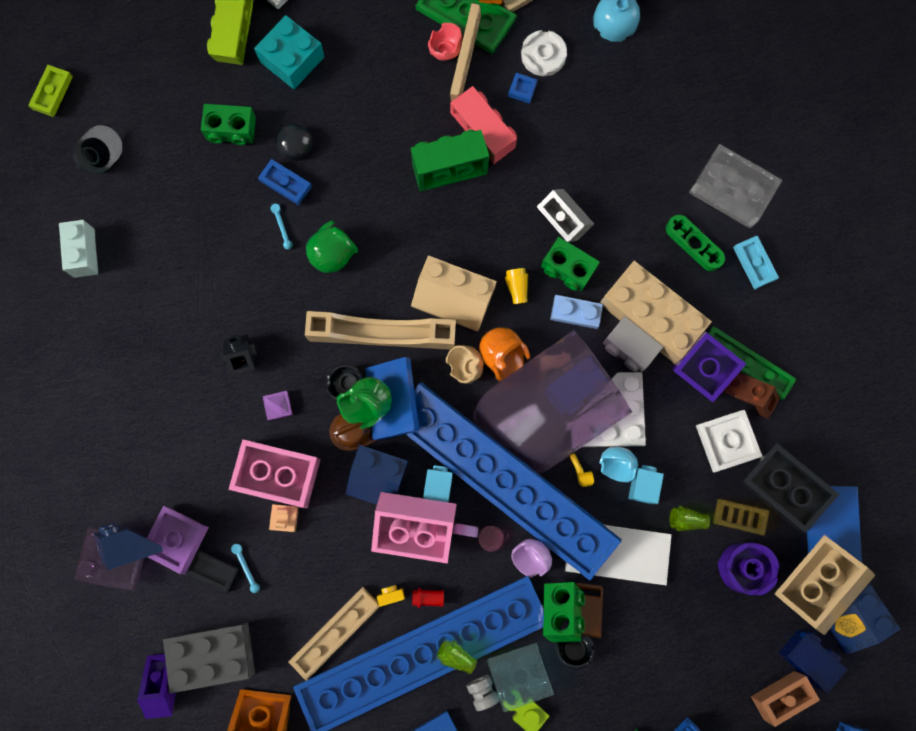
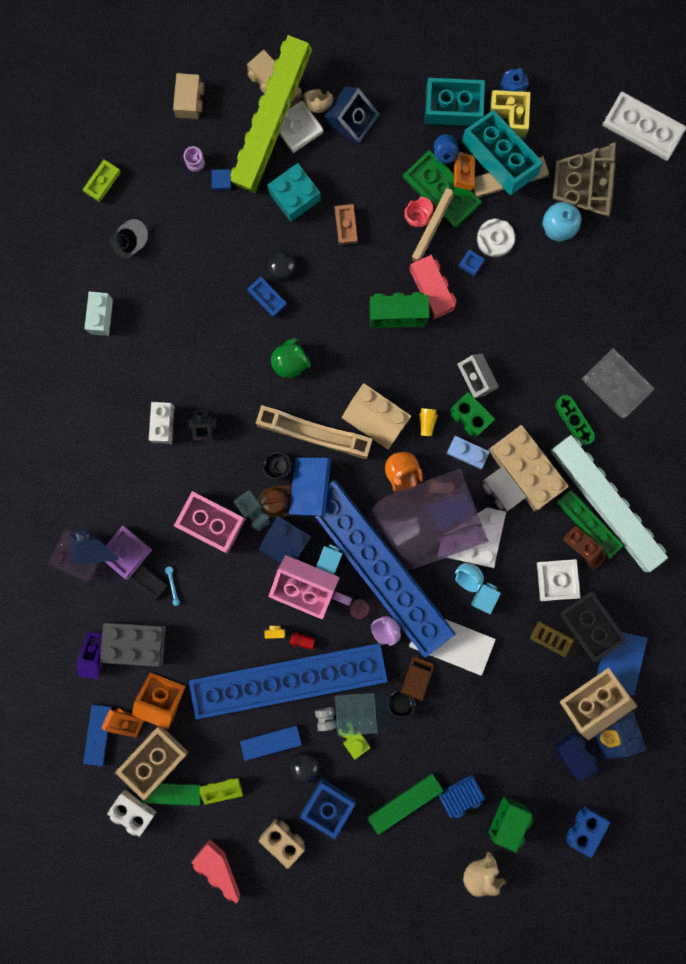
camera: 20 degrees right, 5 degrees up
(159, 40) = (192, 155): none -> lavender wheel
(186, 364) = (161, 423): none -> white brick
(198, 58) = (221, 180): none -> blue tile
(229, 118) = (235, 236): green brick -> none
(275, 208) = (255, 316): medium azure hinge -> none
(277, 405) = (222, 470): medium lavender tile -> none
(284, 518) = (209, 556): light nougat tile -> none
(323, 444) = (250, 508): none -> clear light blue brick
(334, 633) = (227, 649): tan tile -> none
(361, 76) = (346, 224): none -> nougat plate
(365, 402) = (289, 485): green hair -> none
(455, 657) = (312, 688): clear neon green cone -> none
(465, 363) = (372, 473): tan hair -> none
(557, 613) = (394, 675): green brick -> none
(584, 479) = (441, 582): yellow hand -> none
(687, 519) = (509, 630): clear neon green cone -> none
(709, 366) = (557, 520): dark purple brick -> none
(755, 262) = (617, 447): medium azure plate -> none
(762, 570) = (556, 682): dark purple brick -> none
(765, 333) = (609, 504): none -> light aqua brick
(785, 698) = (546, 778): nougat brick -> none

